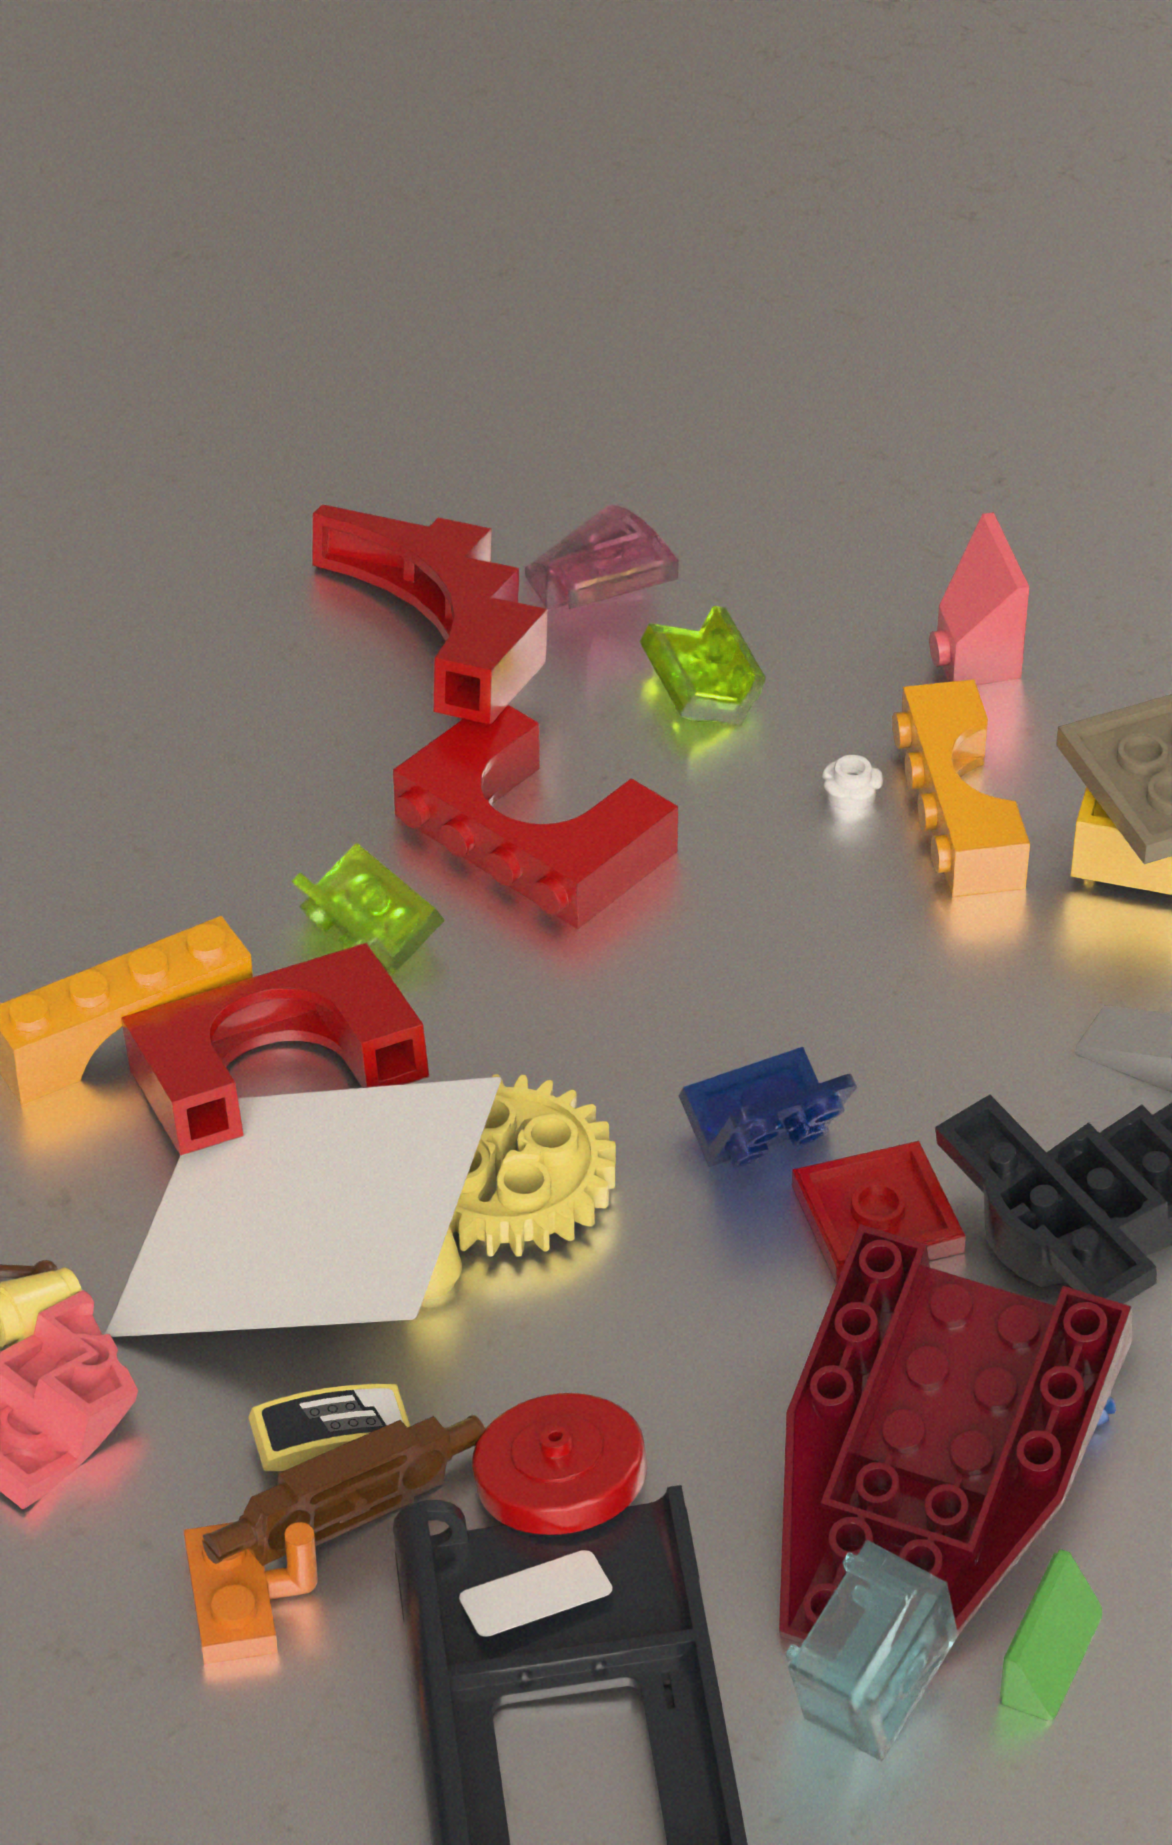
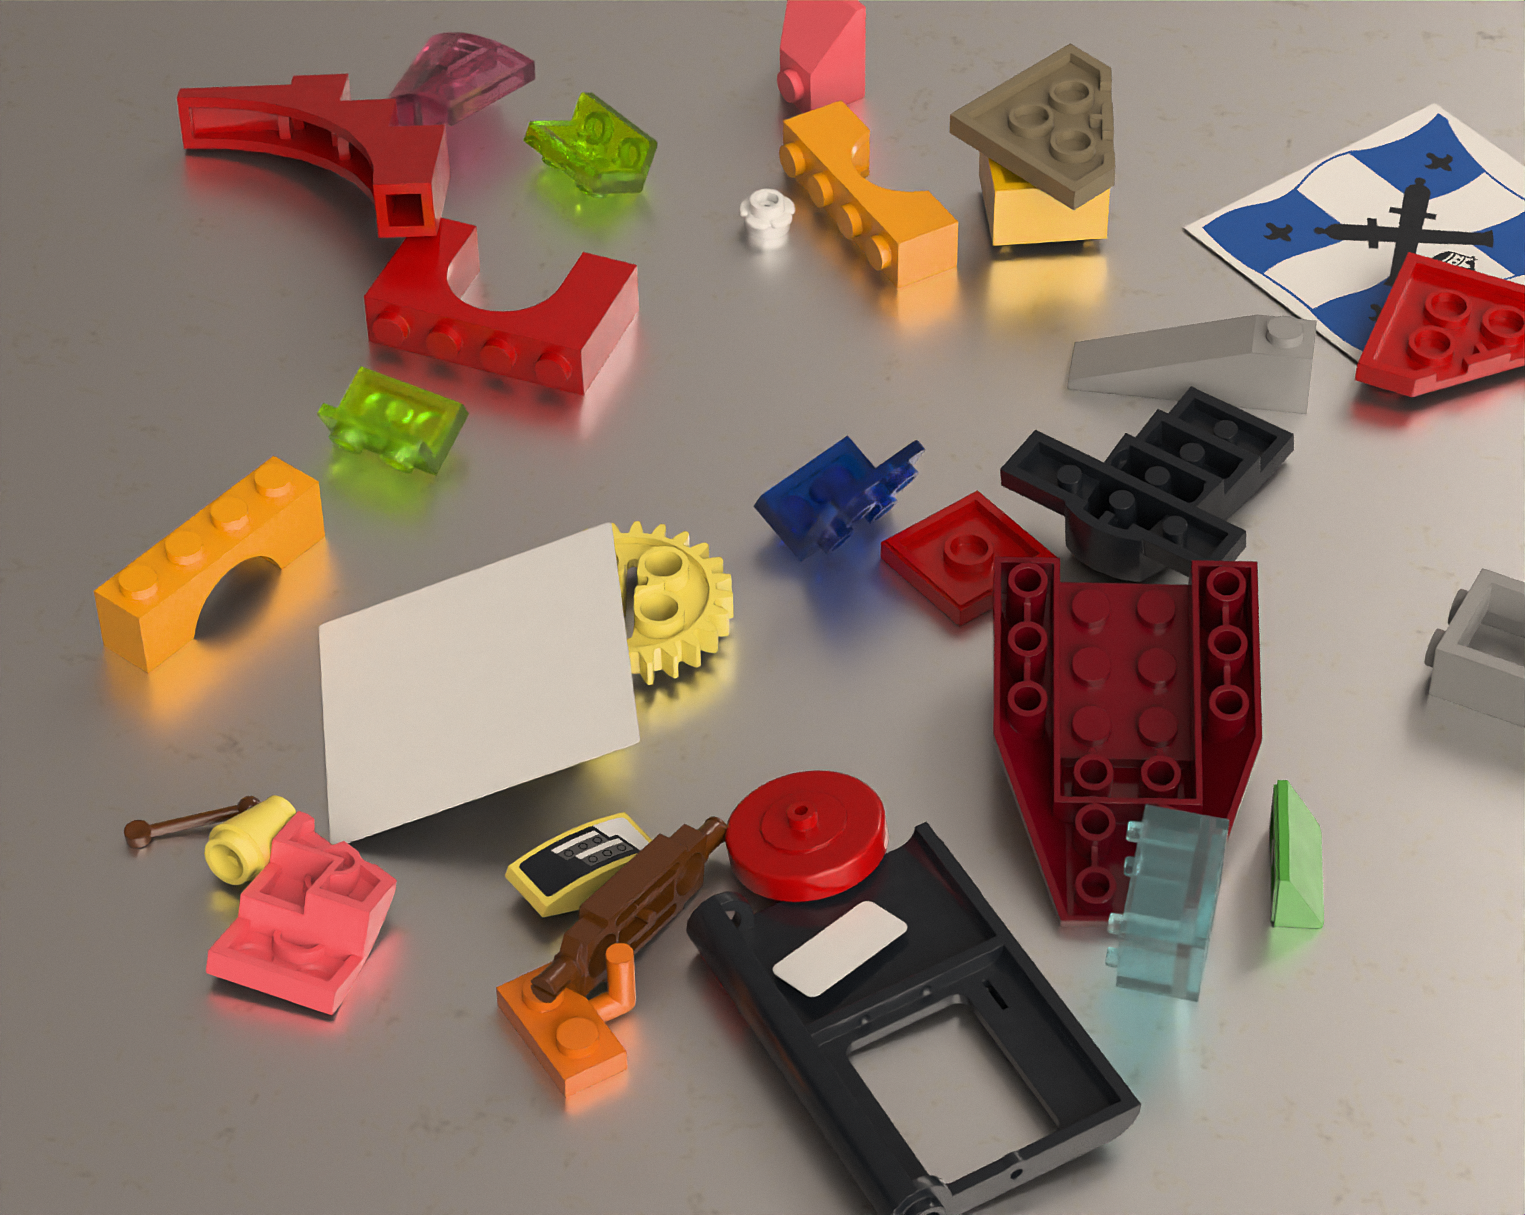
camera: 20 degrees left, 0 degrees up
(331, 1000) = (413, 503): red arch -> none

